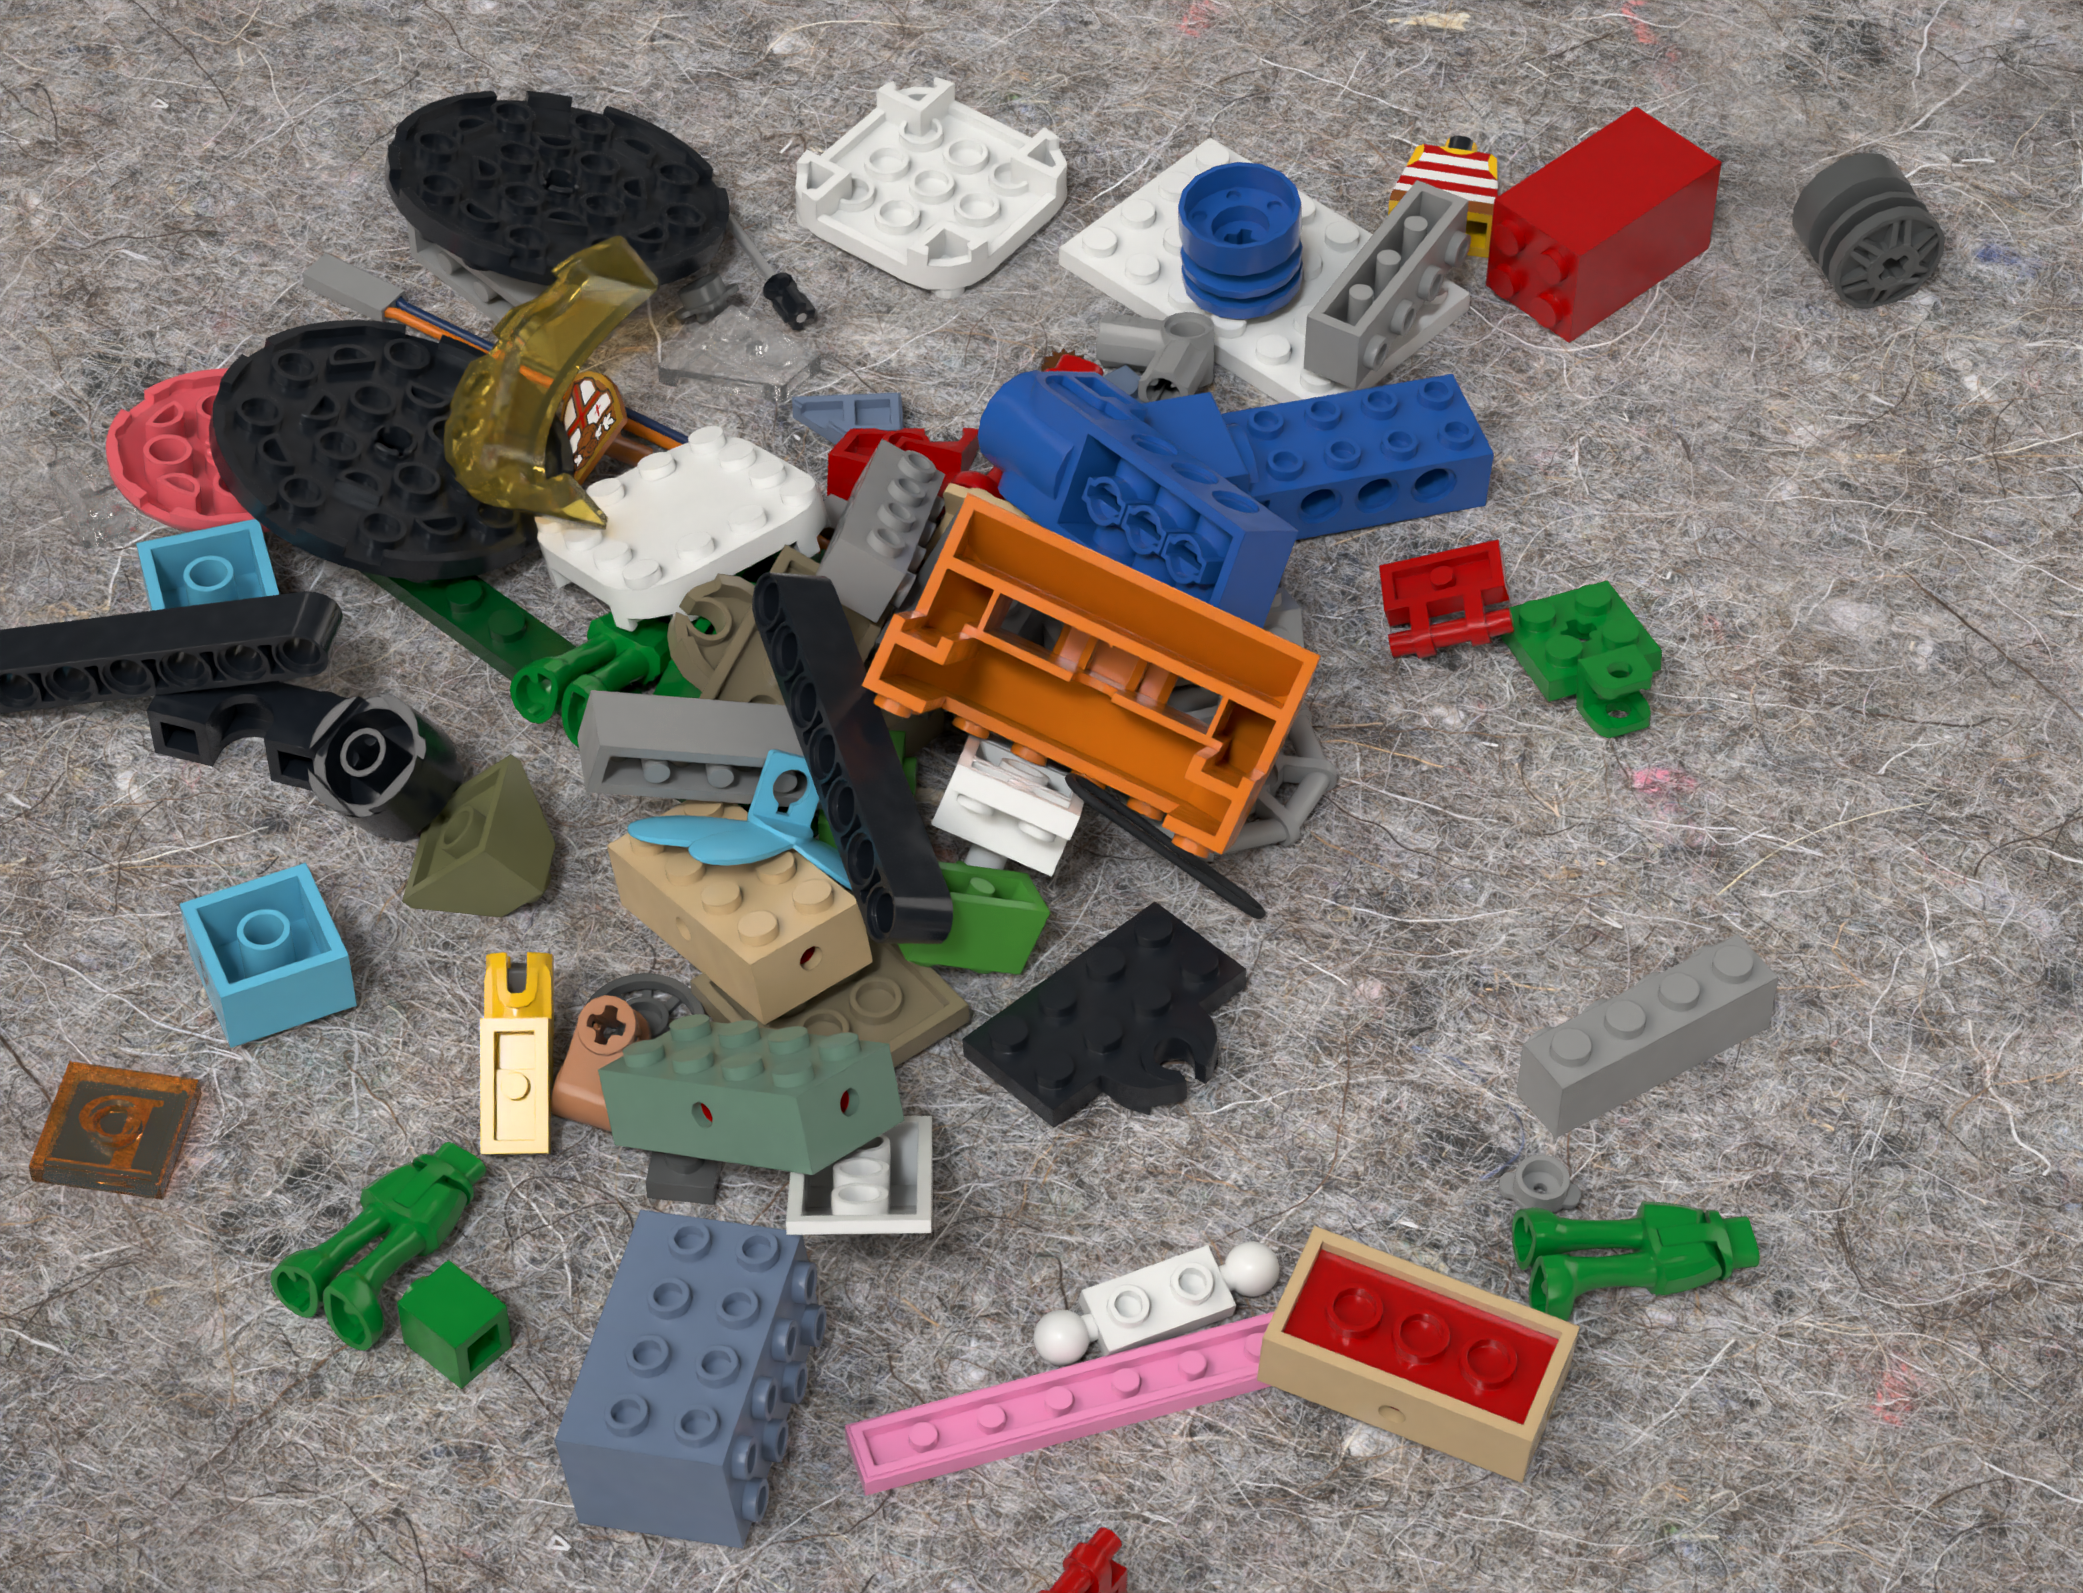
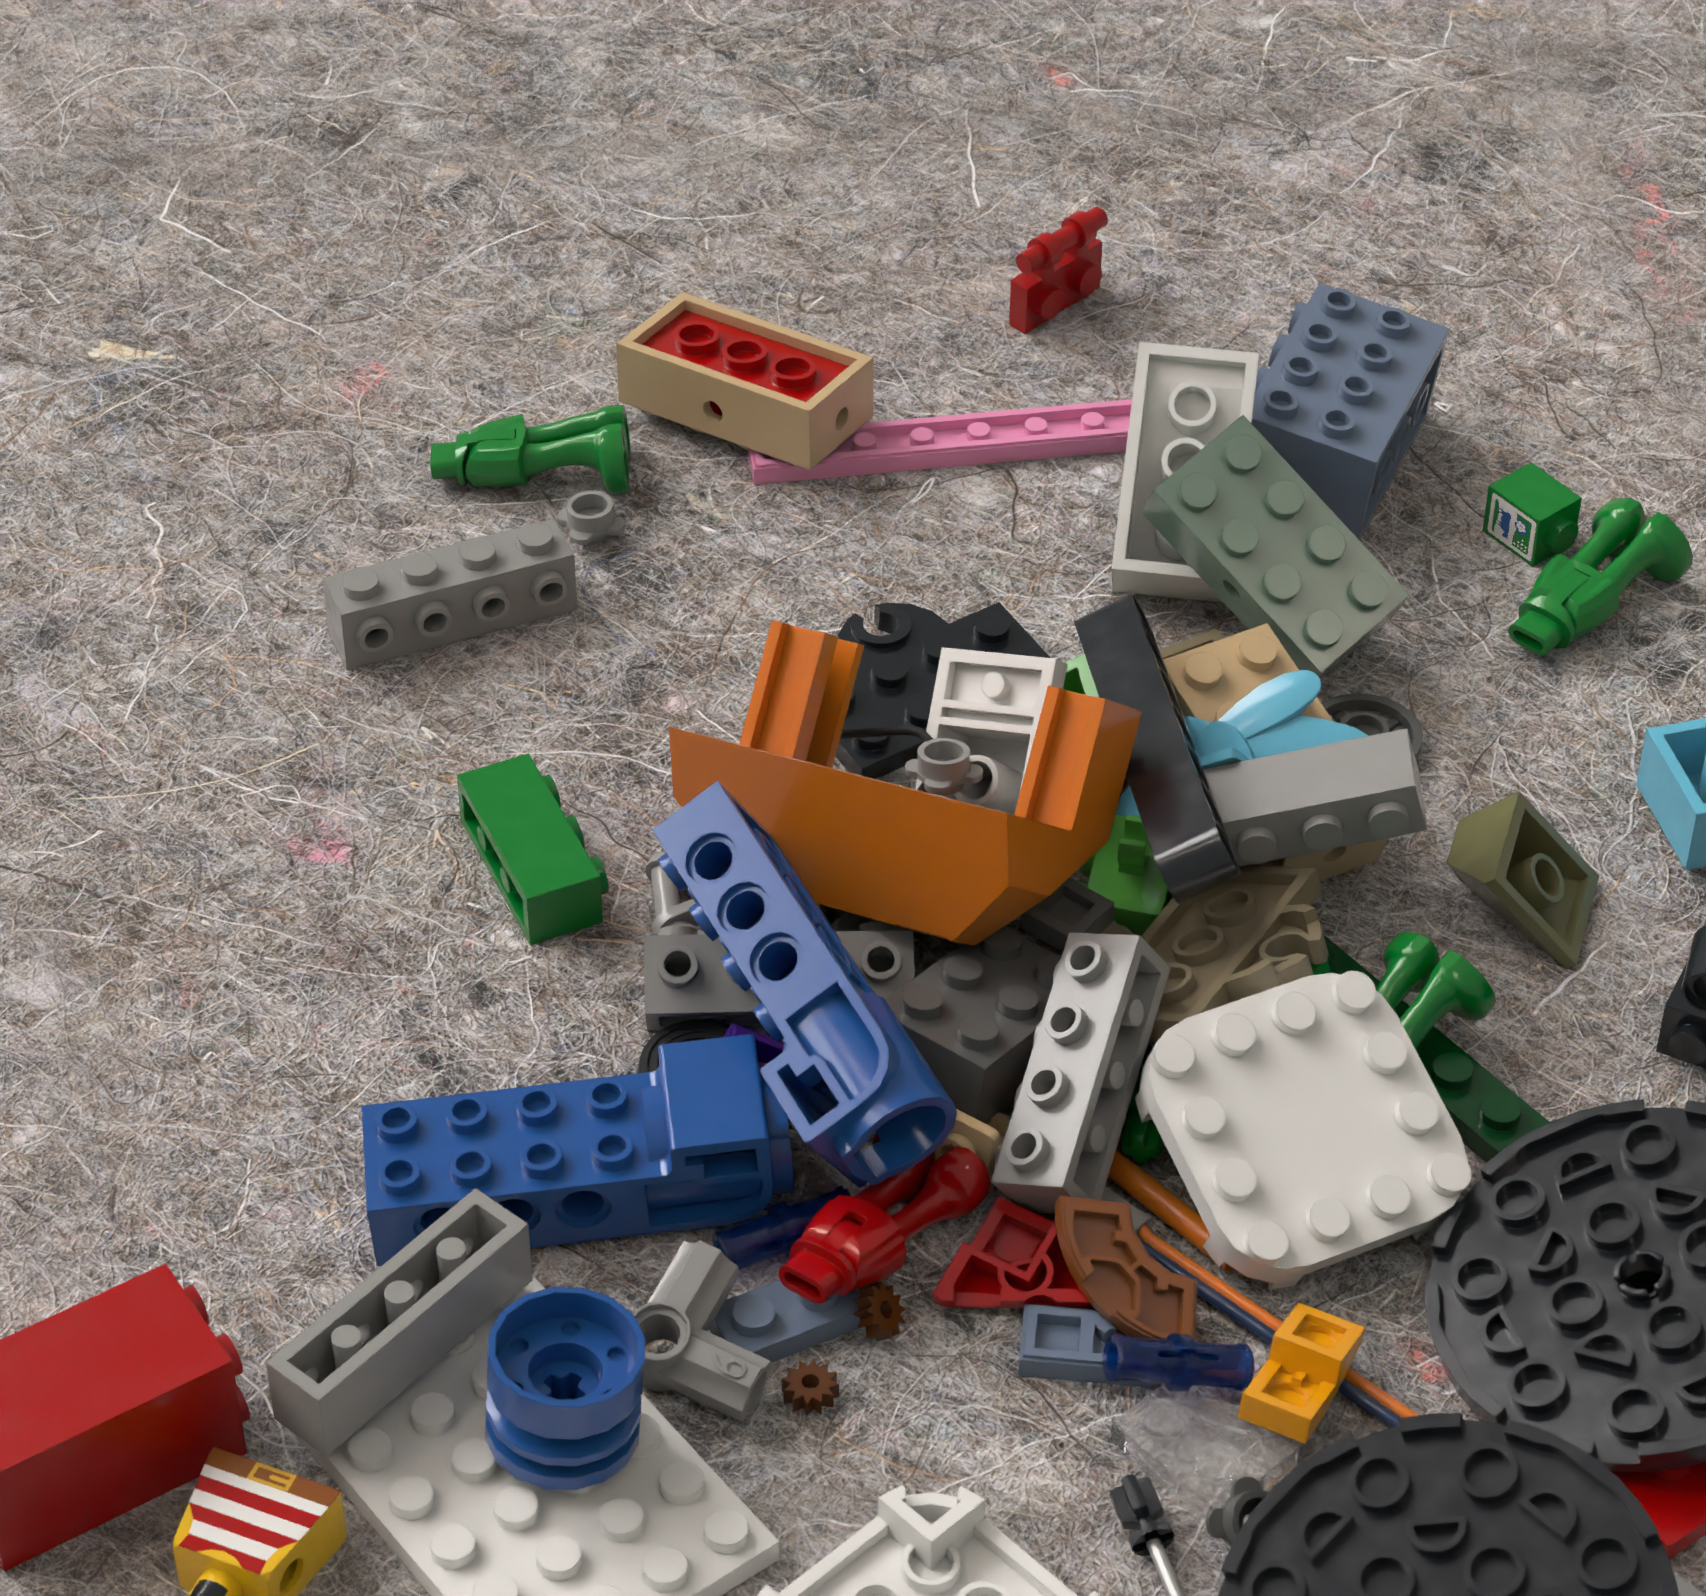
camera: 170 degrees left, 5 degrees down
(383, 766) = (1624, 928): black brick -> none
(514, 391) = (1513, 1247): clear yellow windscreen -> none
(517, 1055) = (1482, 687): plate -> none
(577, 1087) = (1404, 675): nougat piece -> none
(594, 421) = (1397, 1318): shield -> none
(673, 393) = (1301, 1373): none -> light orange slope
(771, 383) = (1178, 1362): none -> clear blue pin
(820, 434) = (1119, 1273): none -> dark orange tile
(1059, 730) = (943, 766): none -> light grey plate
(1156, 1302) = (941, 472): white plate -> none
(1443, 585) = (469, 1009): red plate -> none
(1453, 764) = (532, 848): none -> green brick
(1601, 671) = (339, 926): green plate -> none

